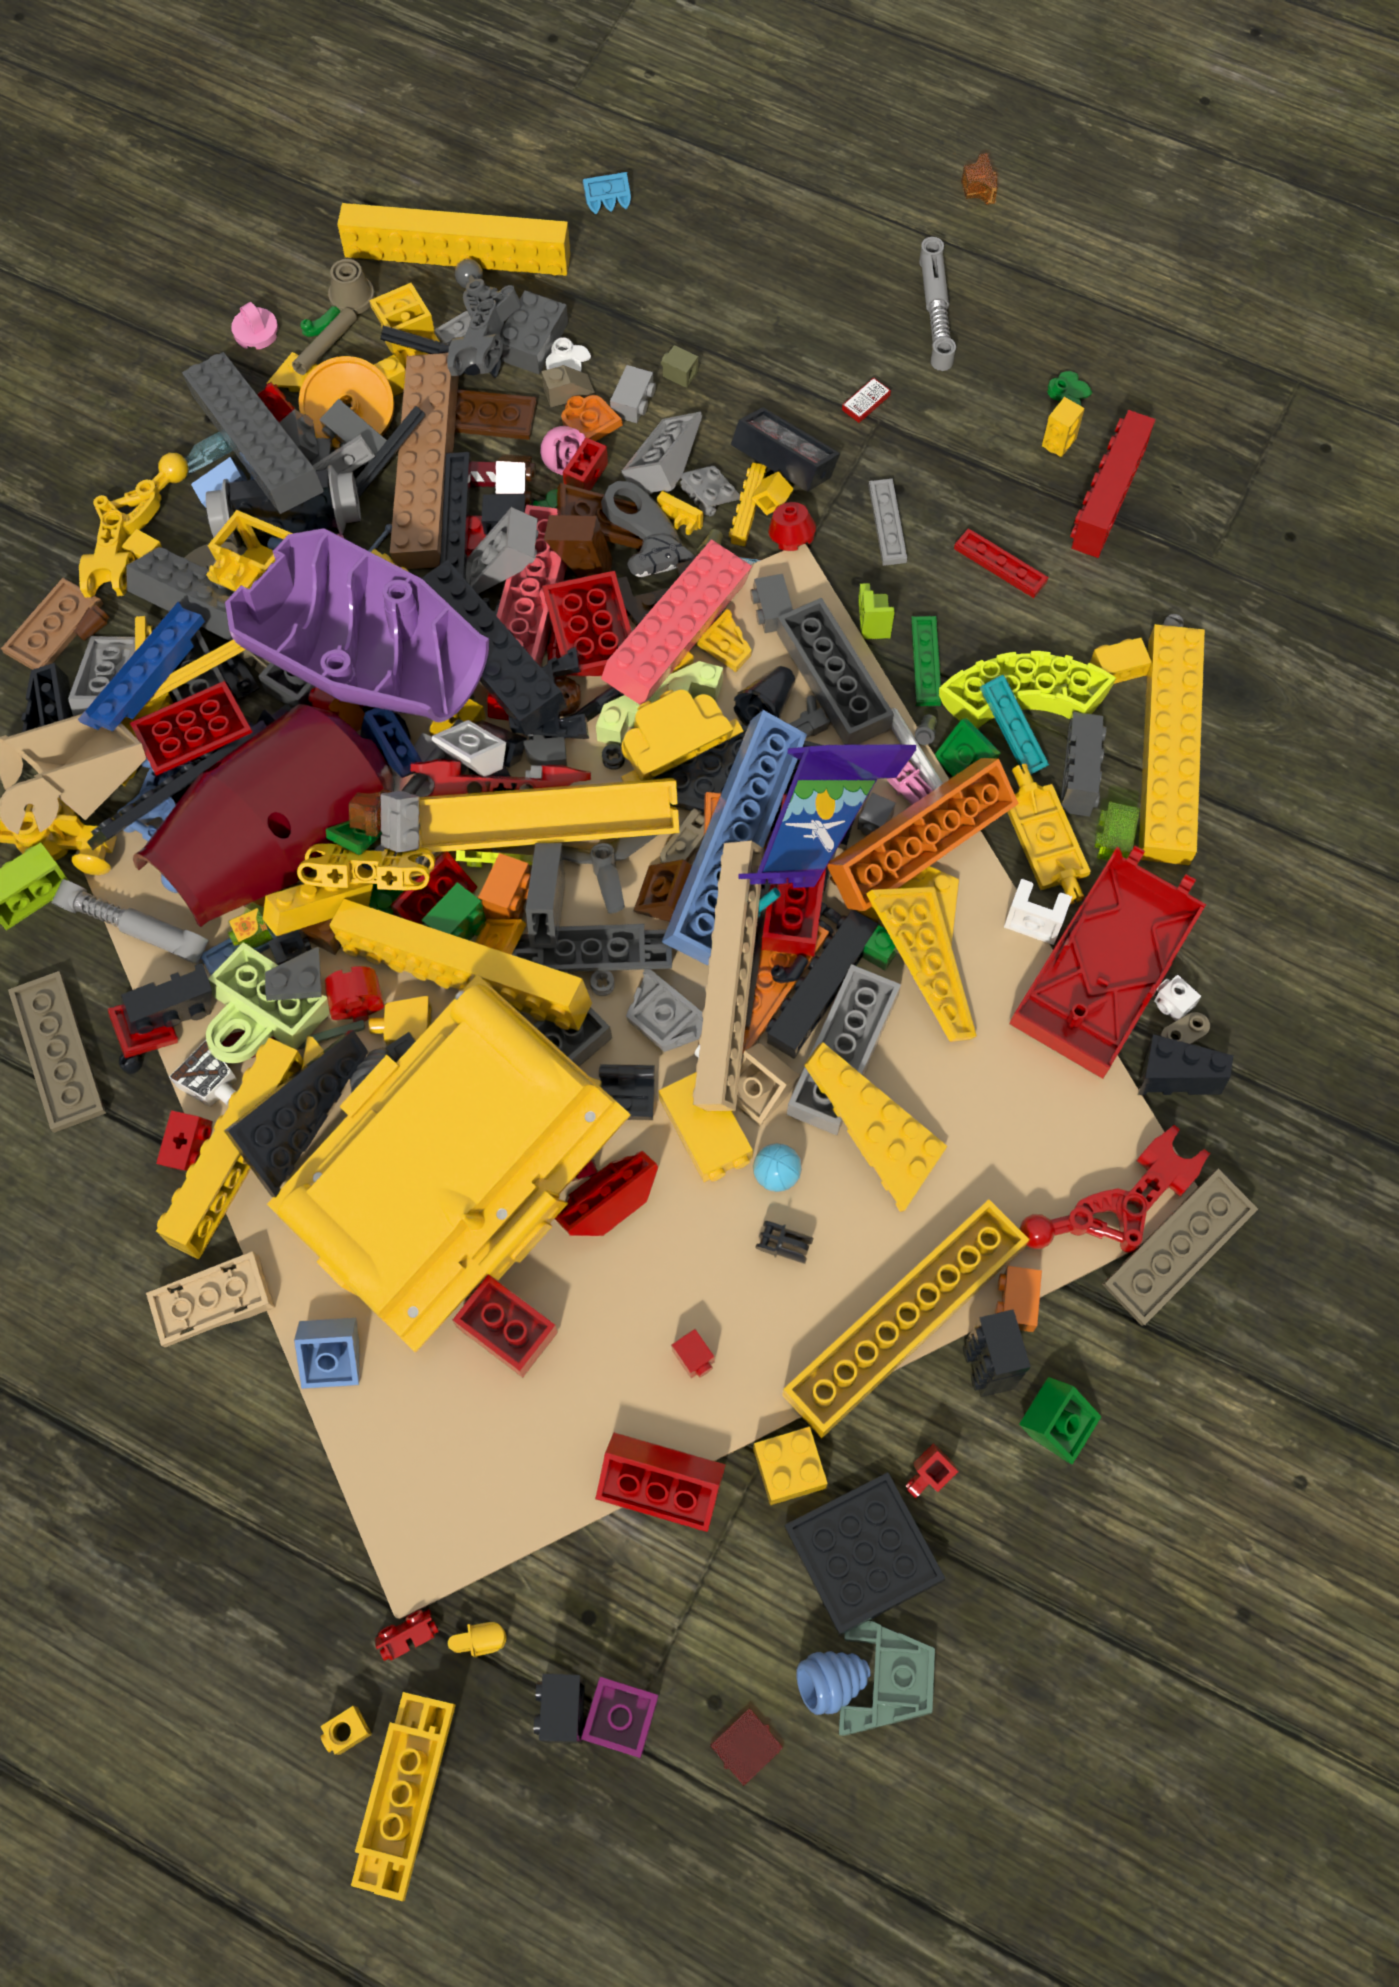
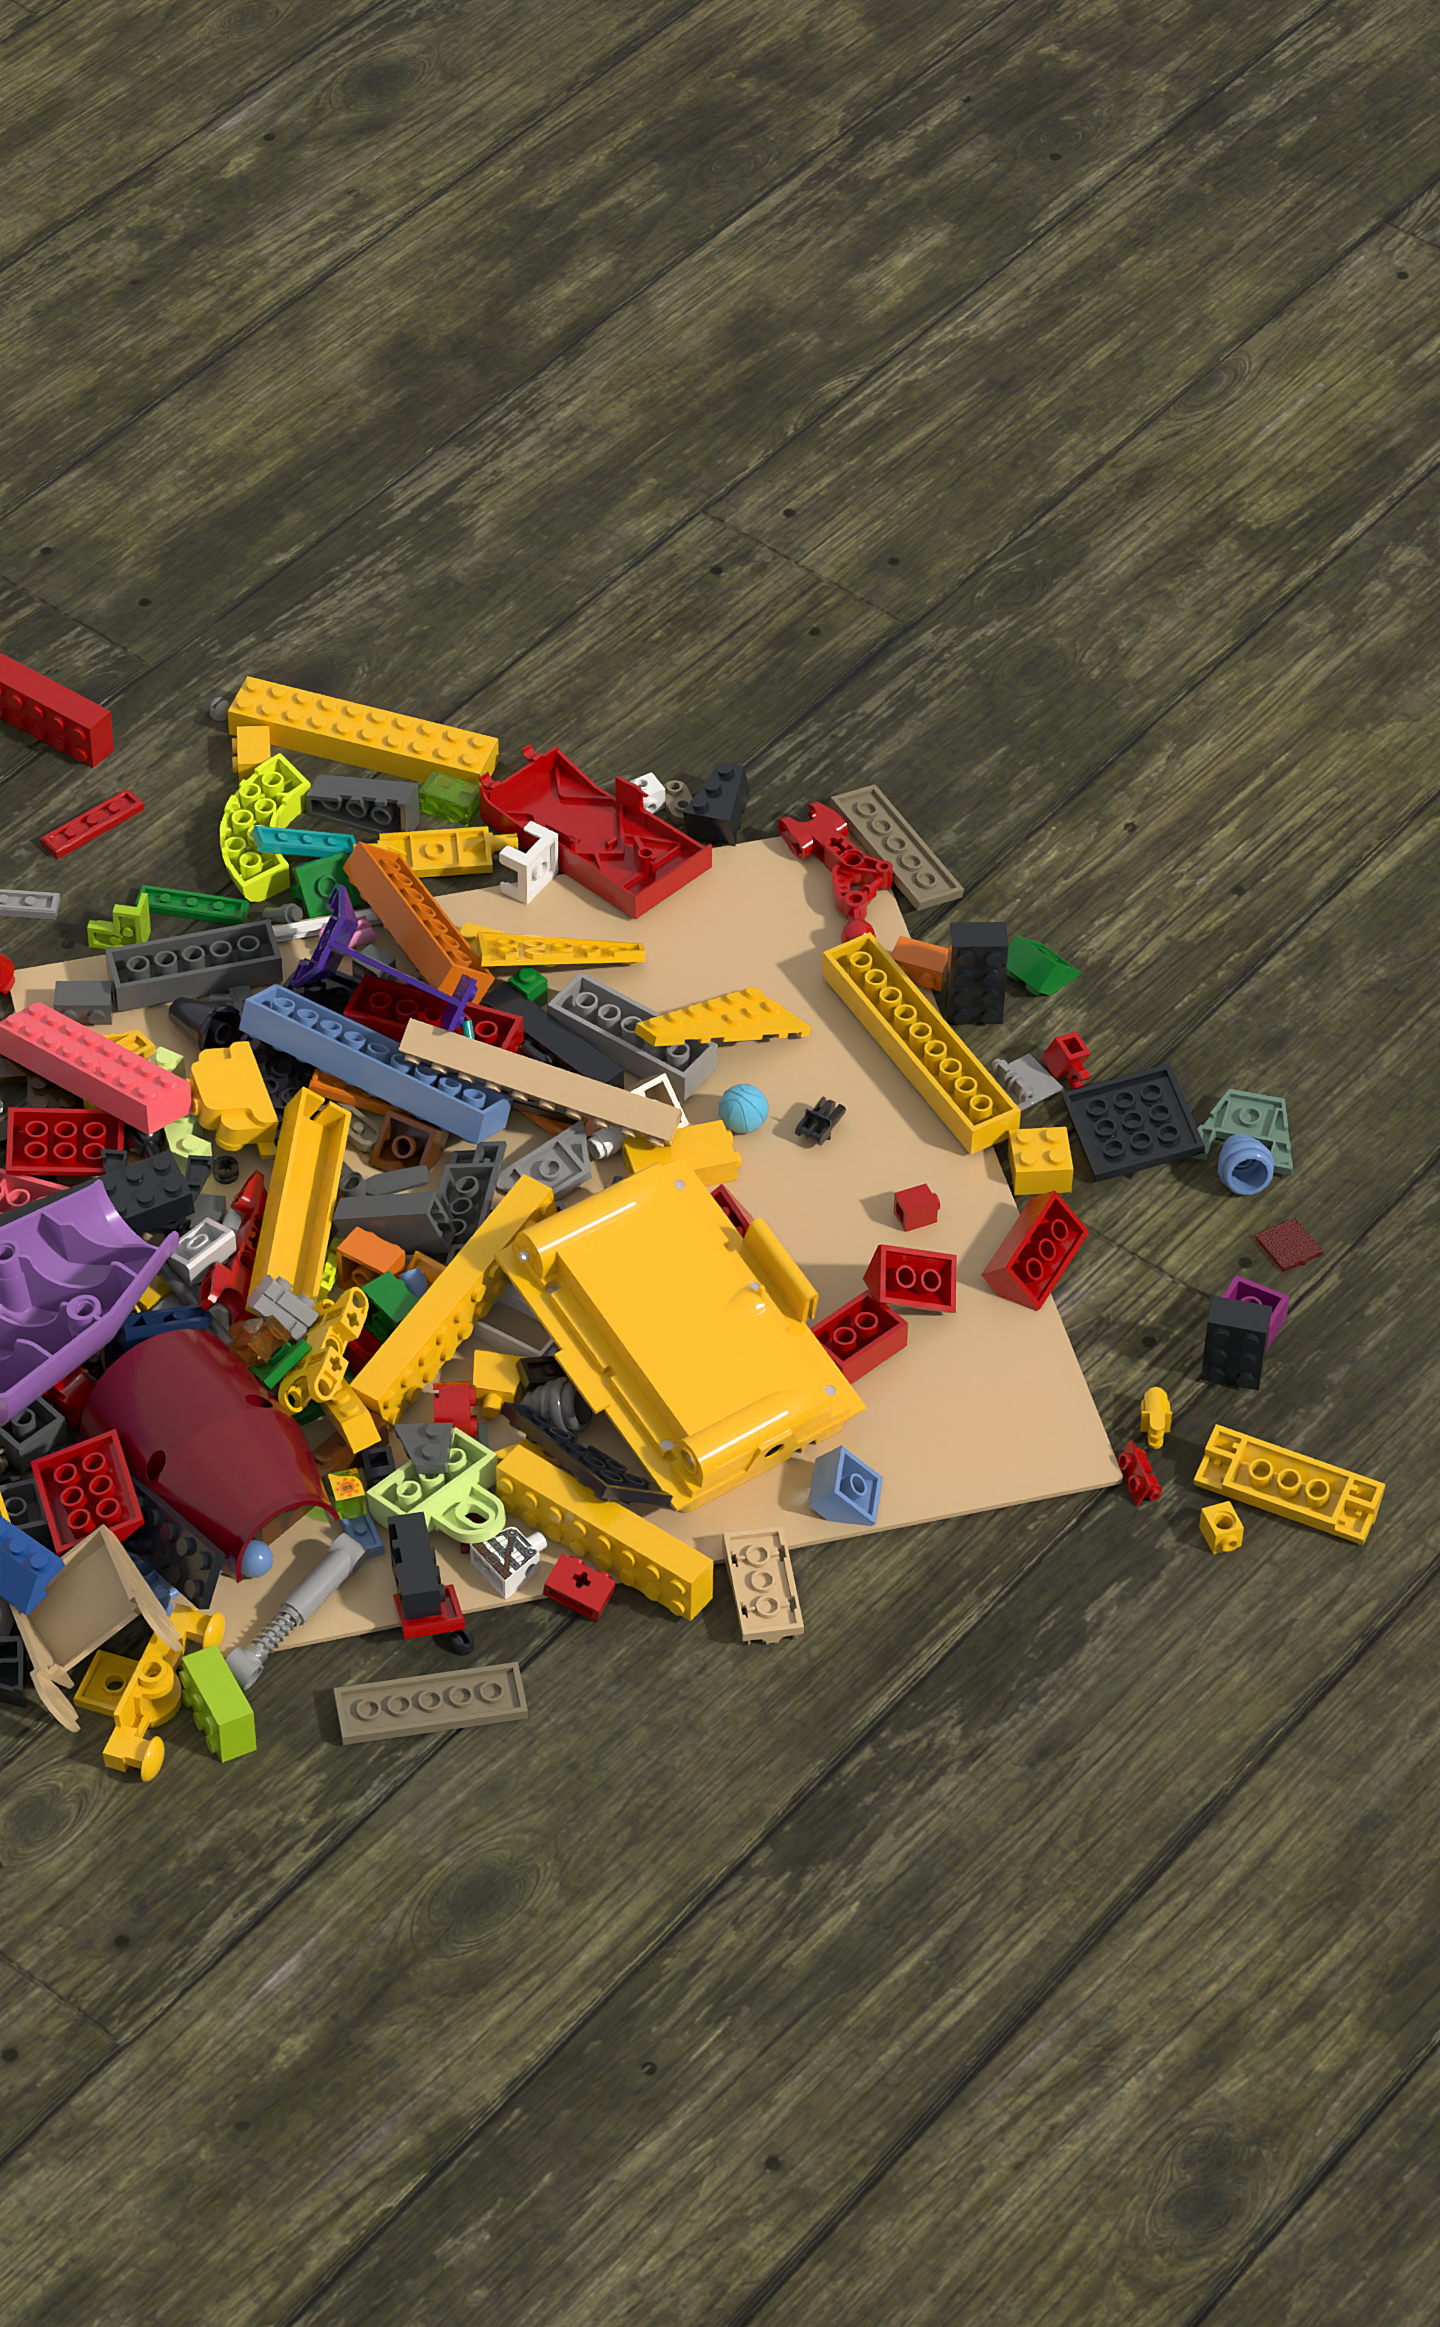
camera: 80 degrees left, 20 degrees down
(485, 929) = (415, 1281): none -> medium blue cone
(575, 1367) = (913, 1278): none -> red slope
(900, 1431) = (1024, 1080): none -> light grey hinge

